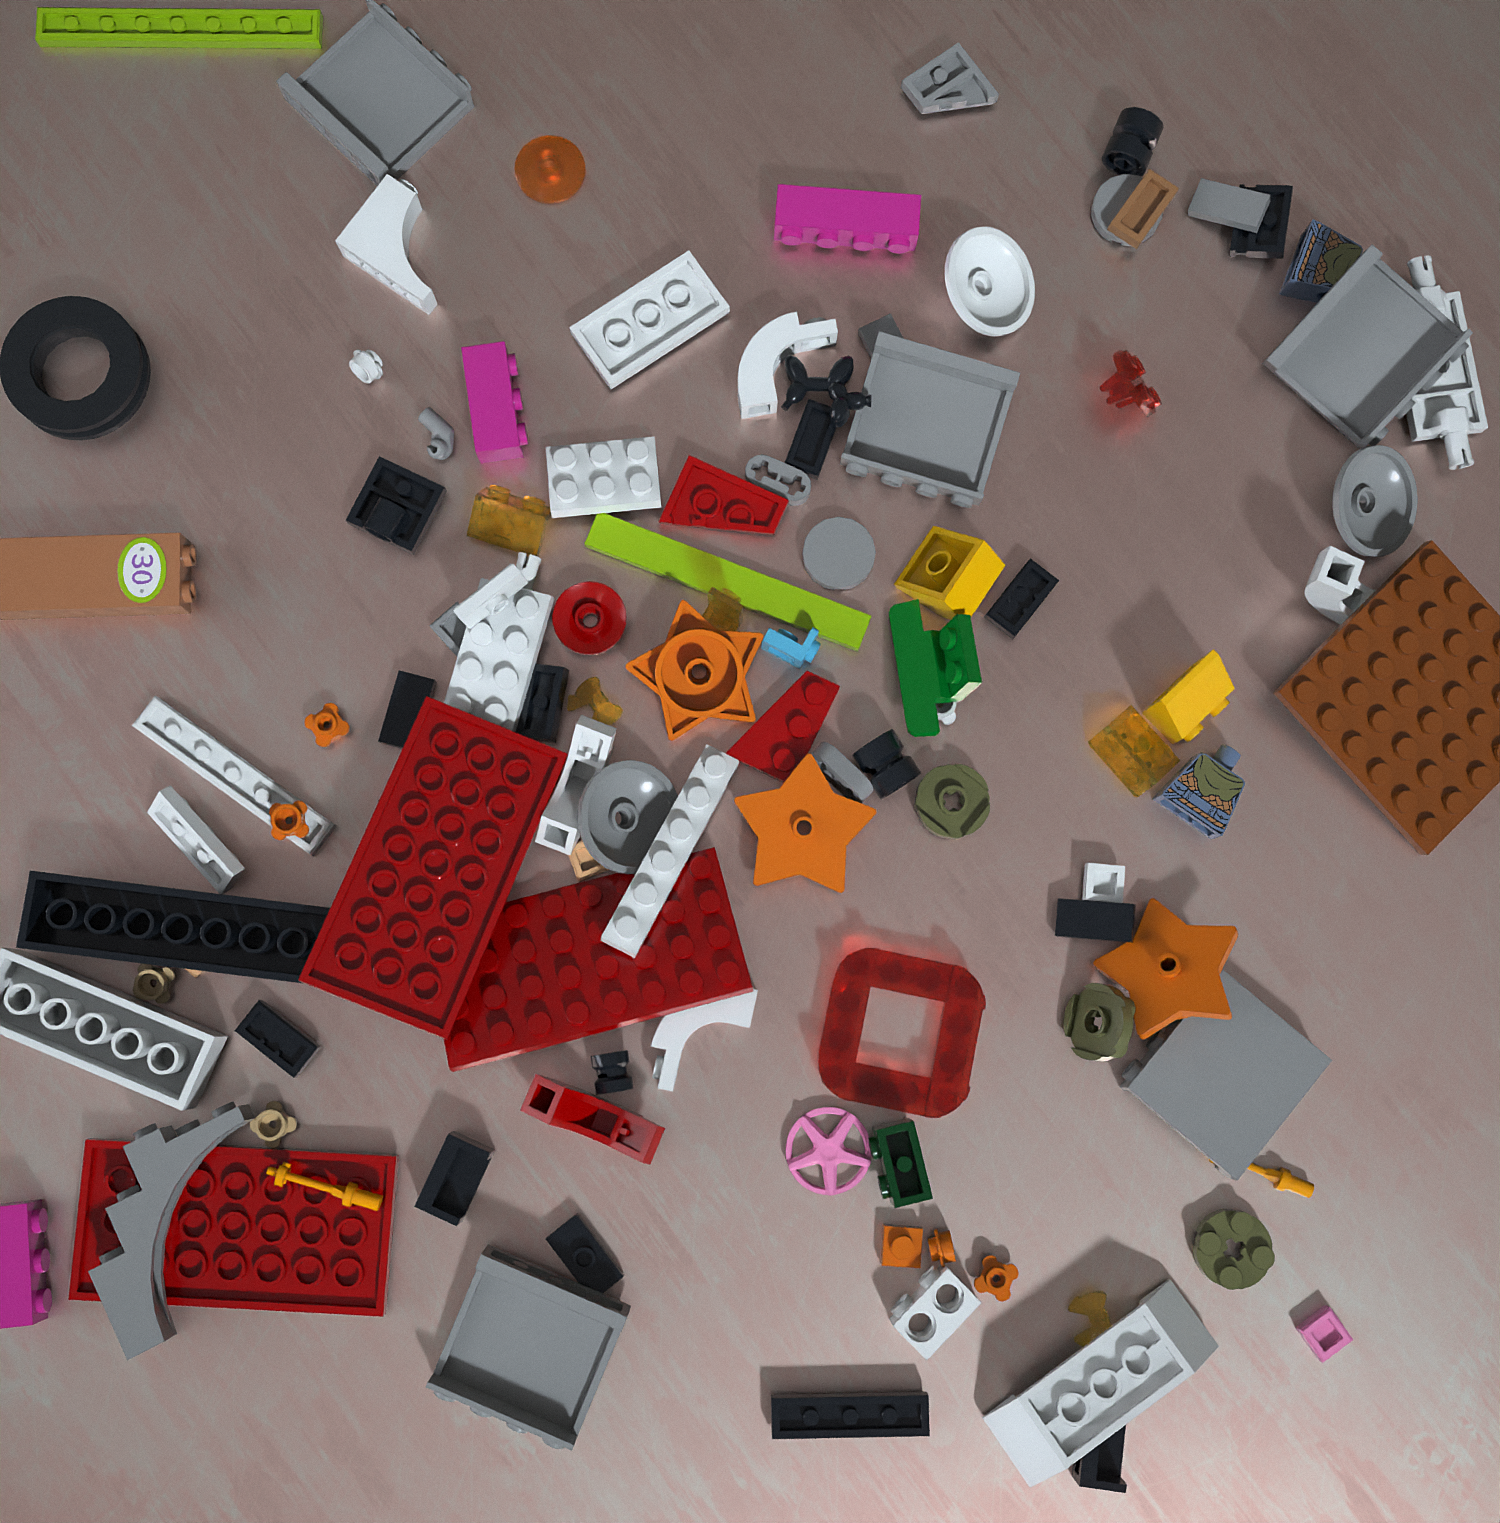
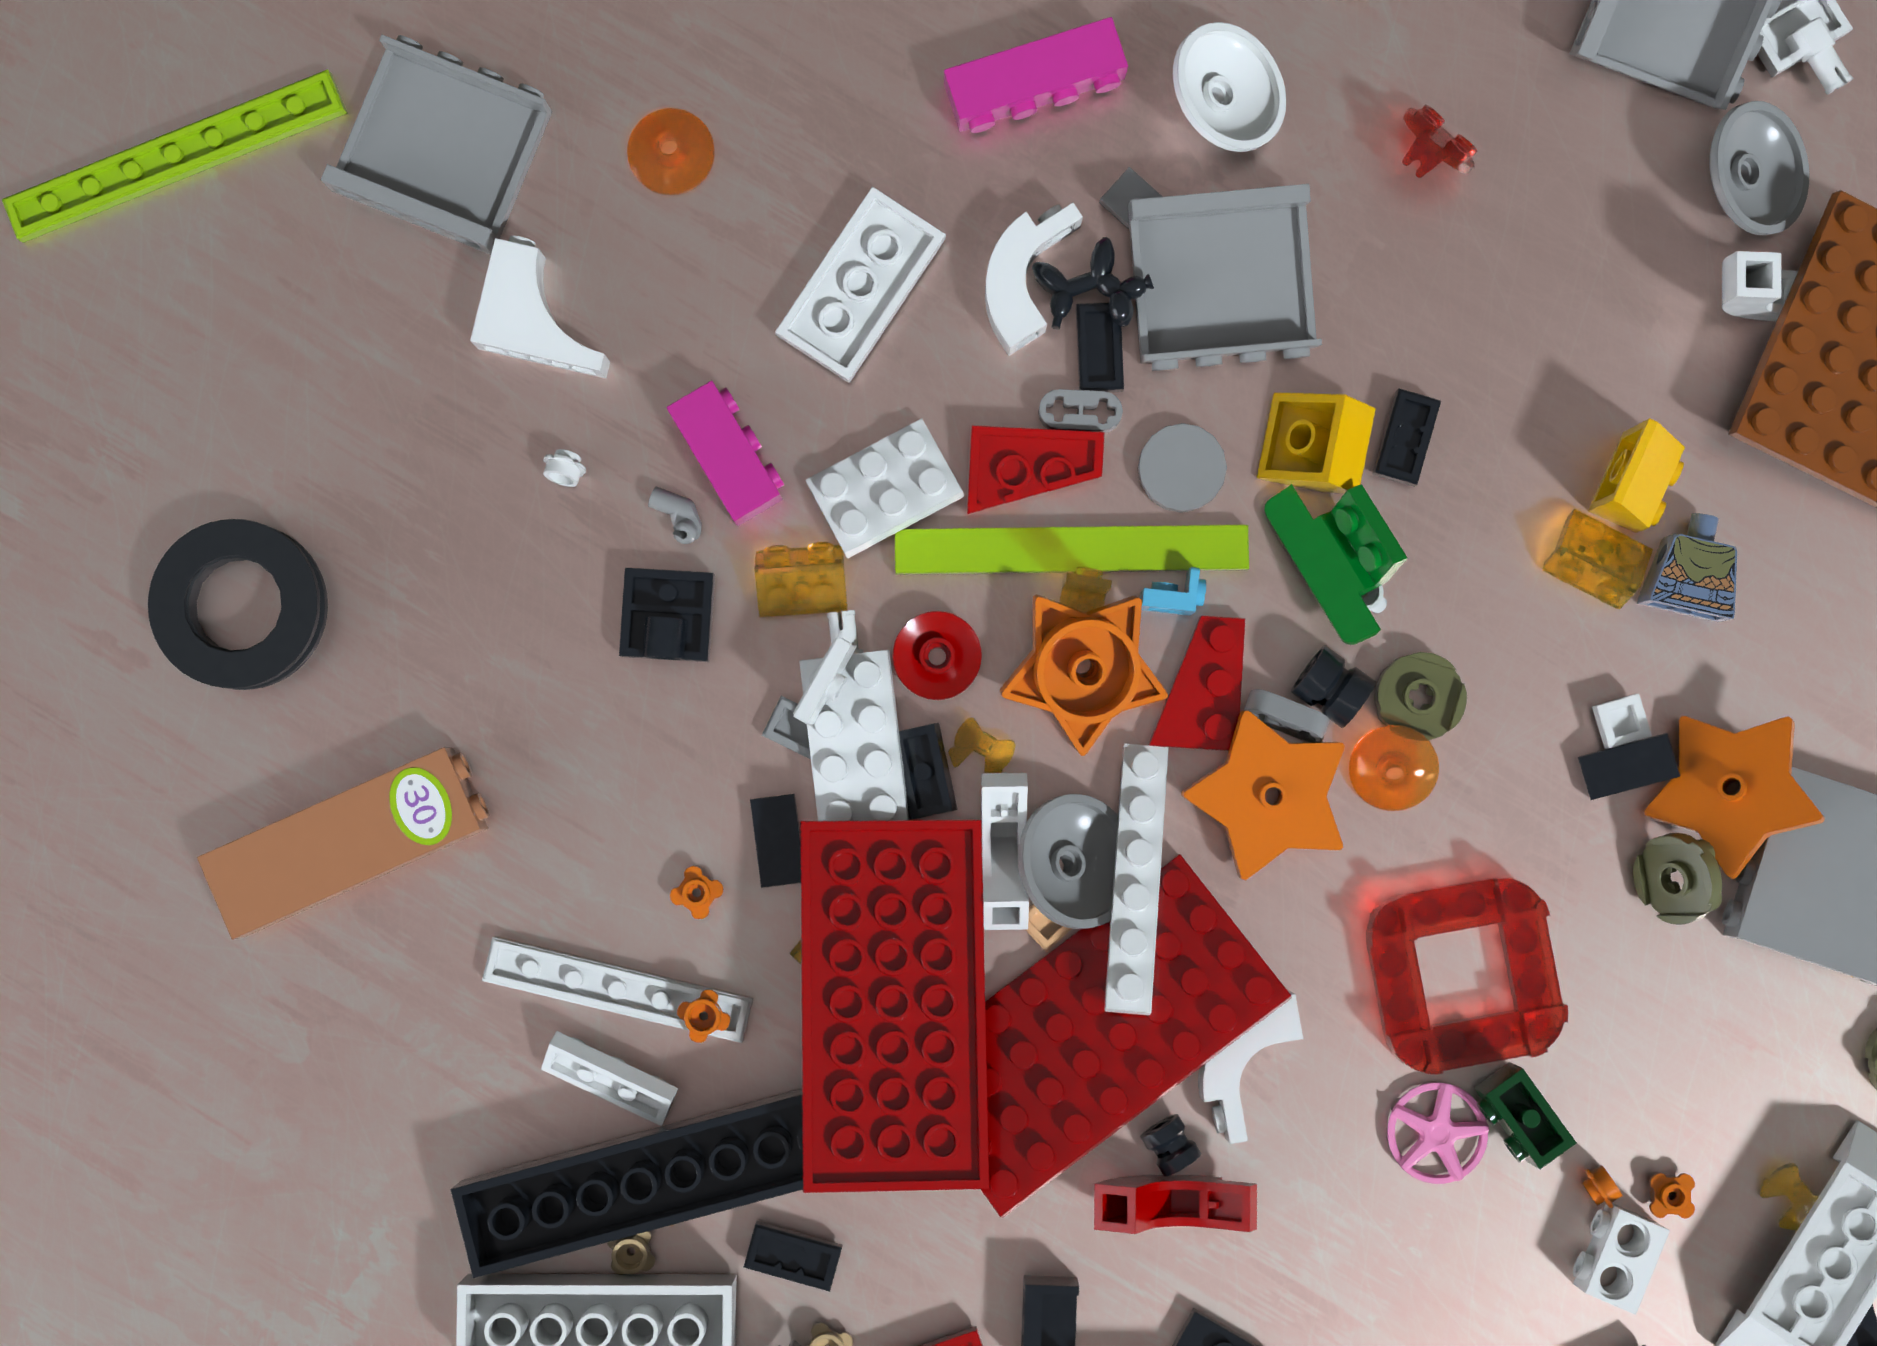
camera: 15 degrees left, 5 degrees up
(901, 1246) = (1556, 1202): orange plate -> none
(919, 832) = (1390, 748): none -> clear orange dish

